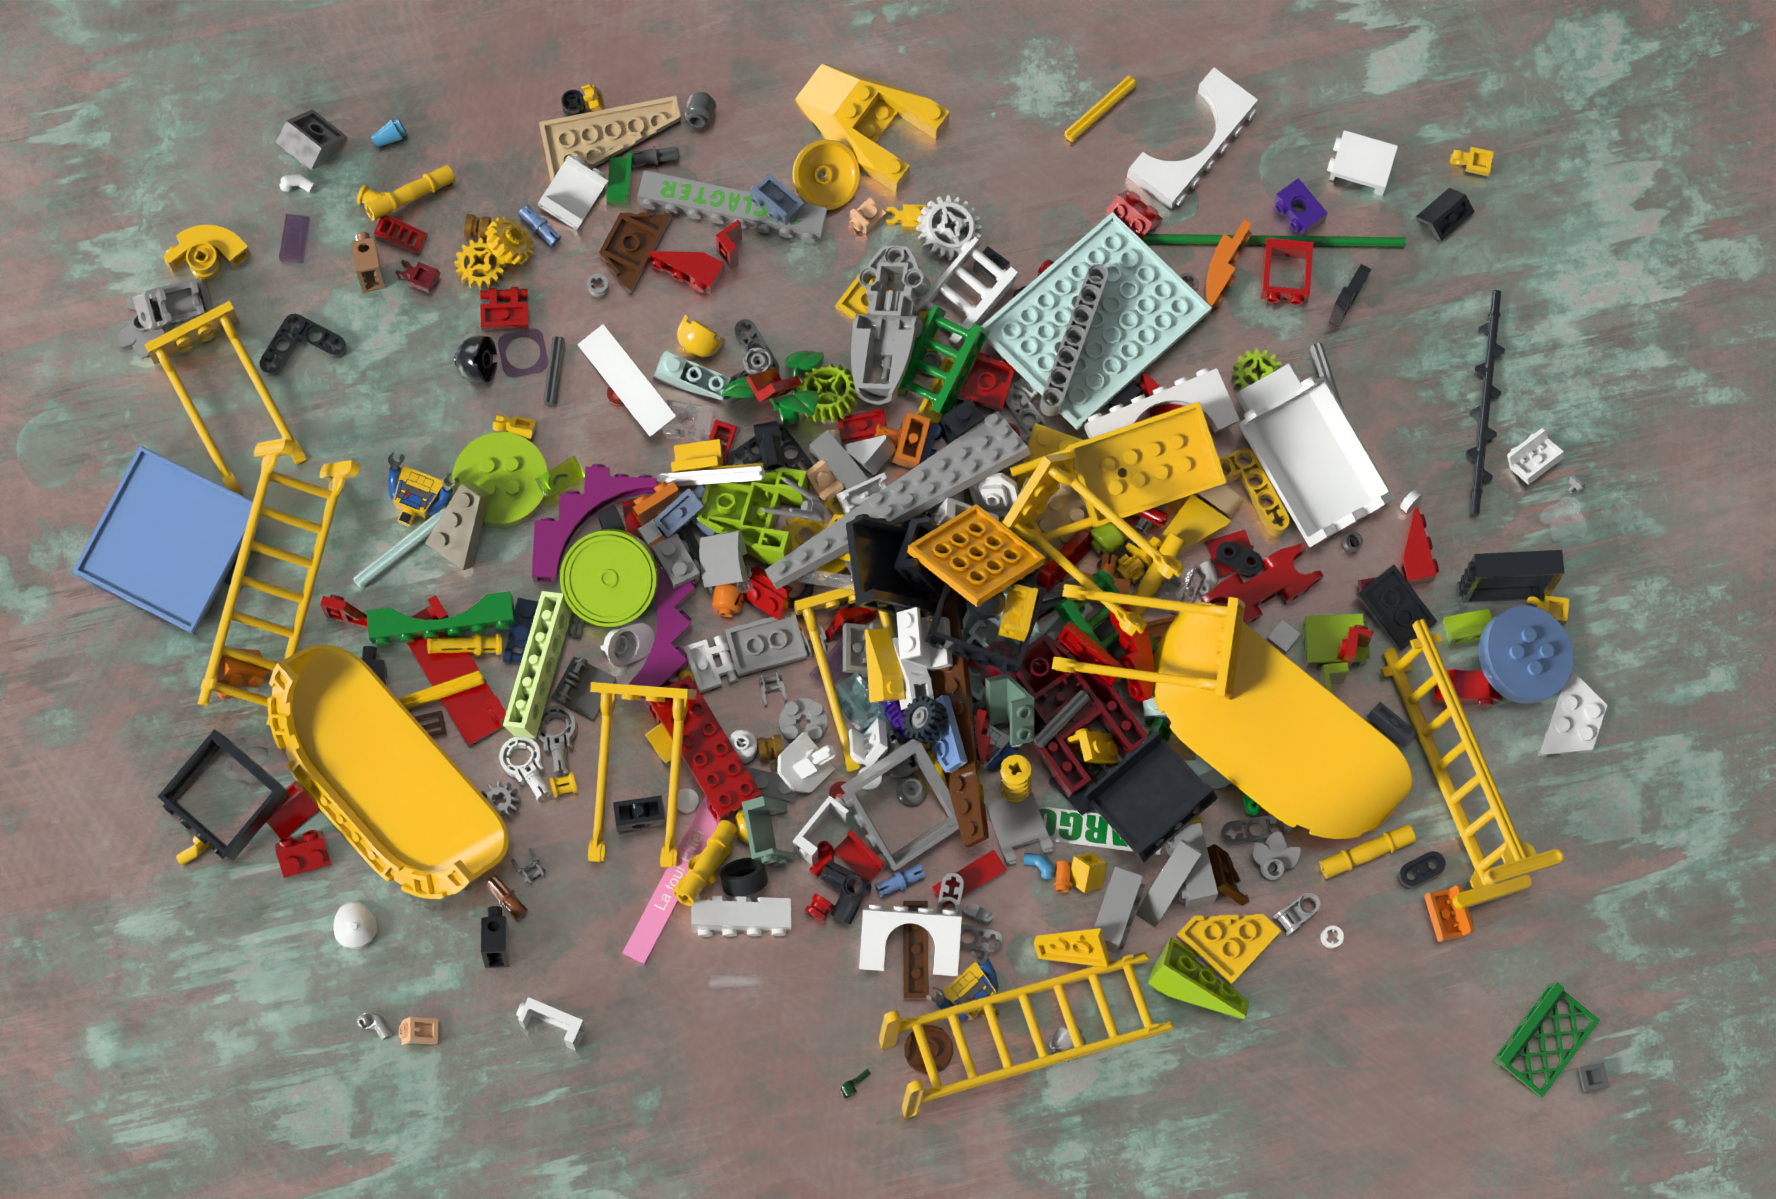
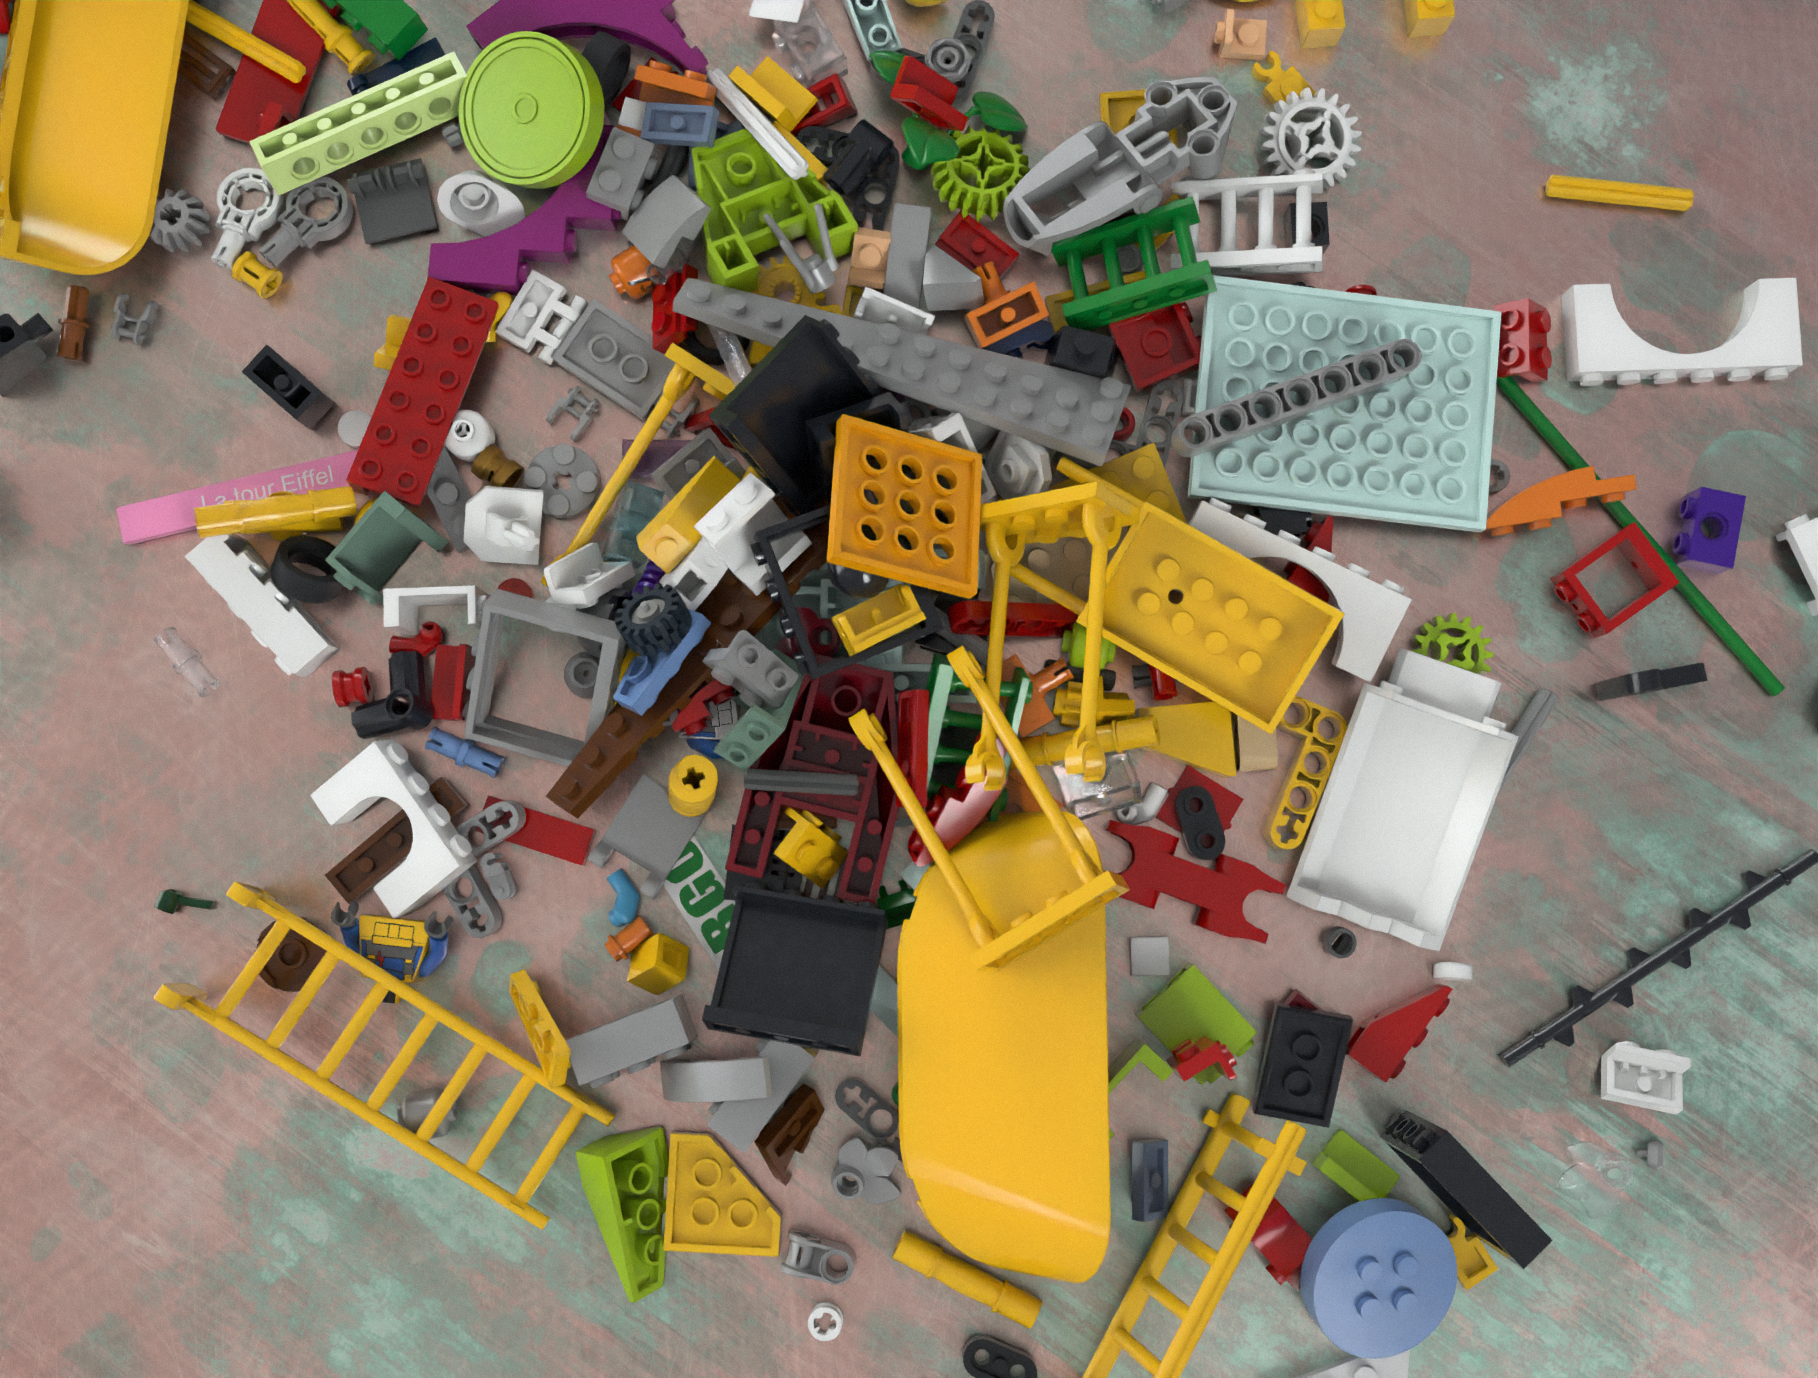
camera: 55 degrees right, 10 degrees up
(608, 692) = (441, 307): yellow piece -> none
(989, 695) = (752, 671): none -> light grey bracket

